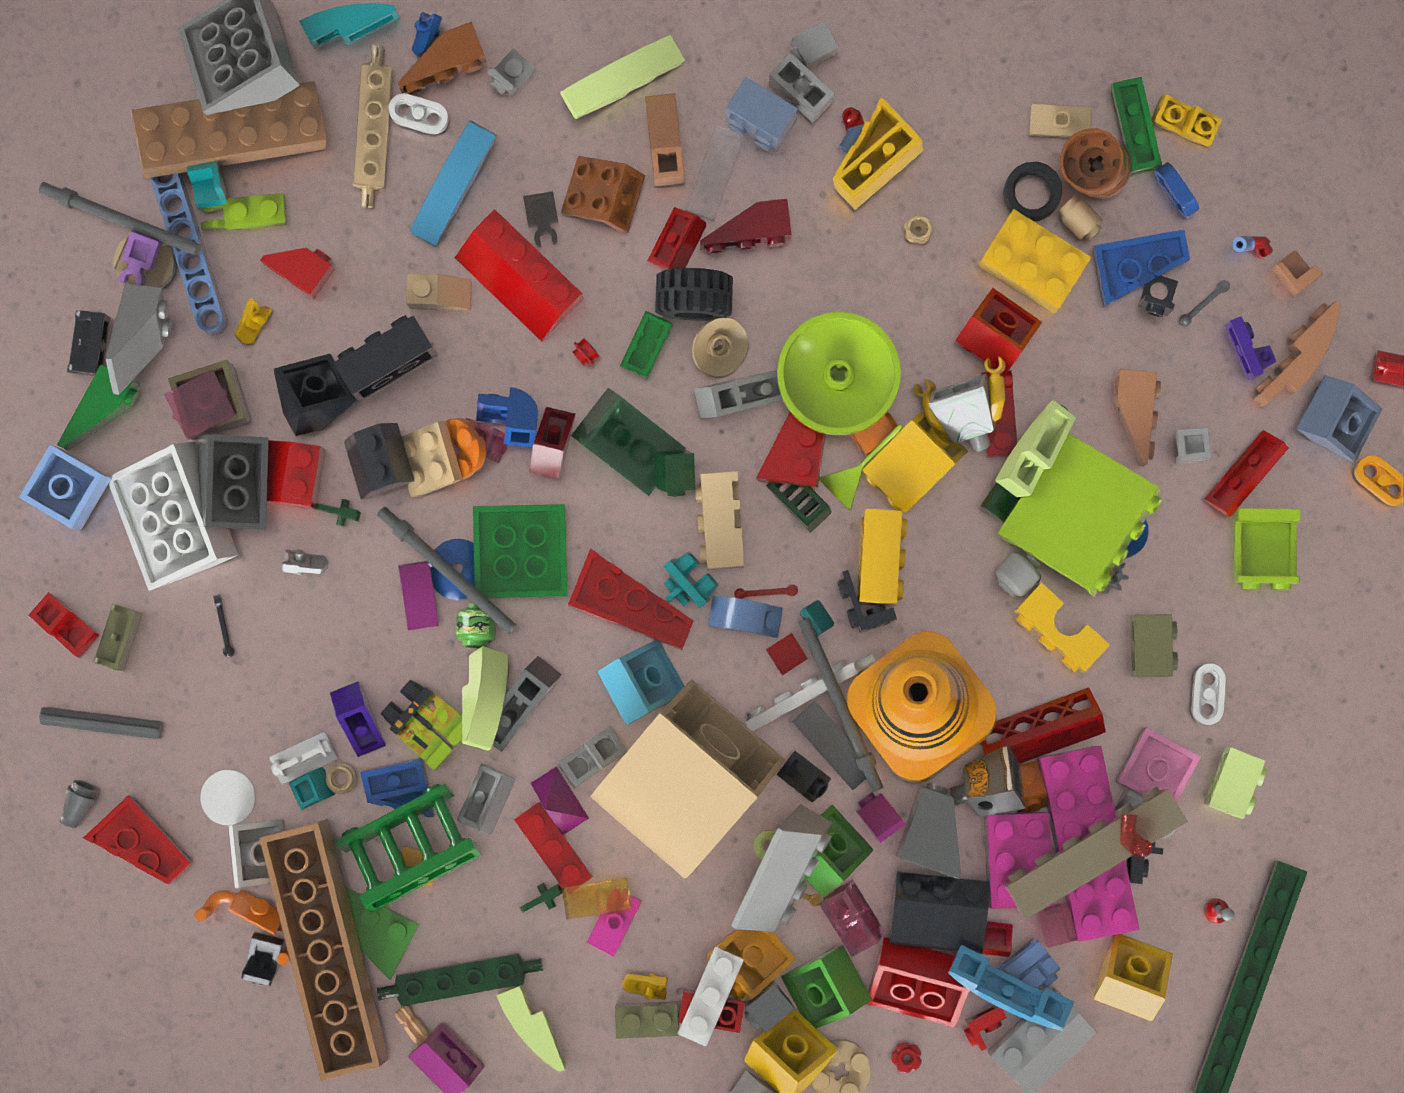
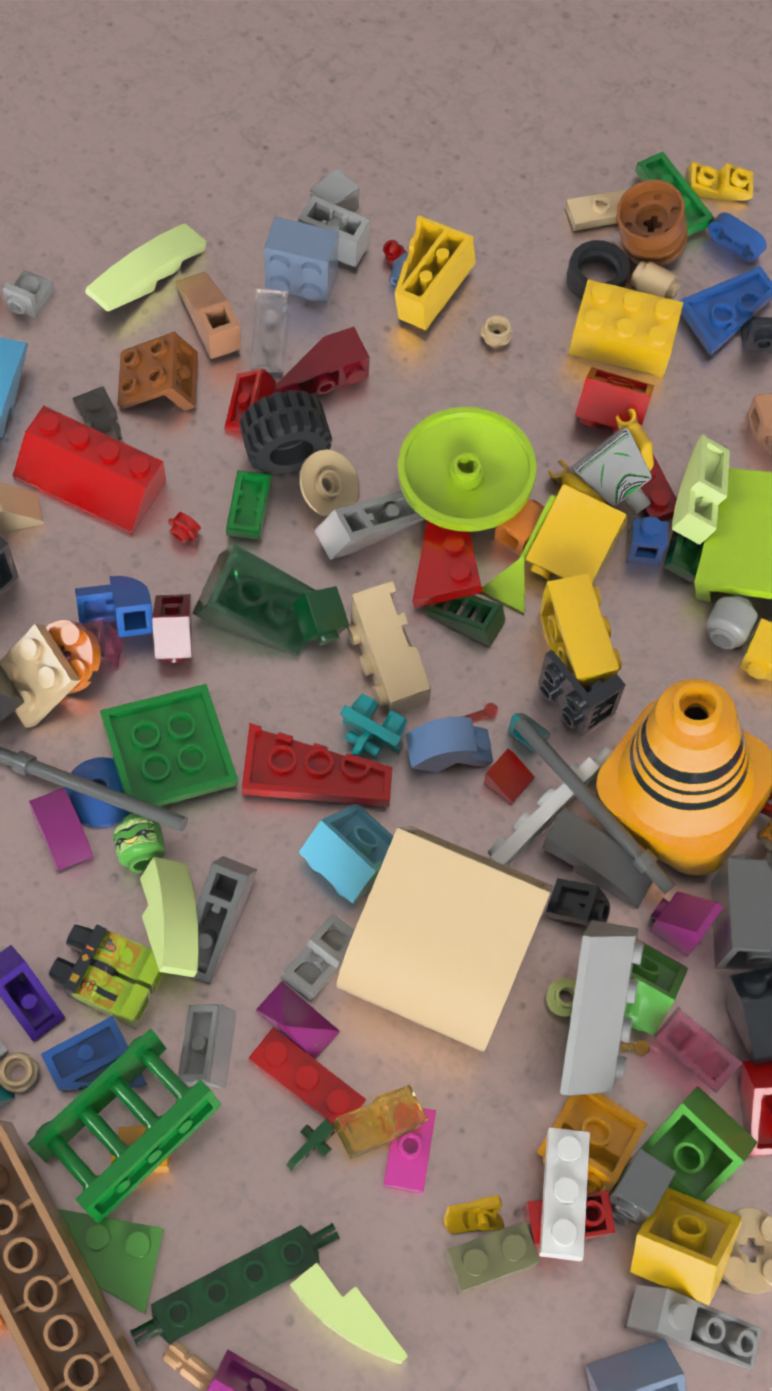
camera: 25 degrees left, 20 degrees down
(974, 478) = (647, 533): none -> blue brick

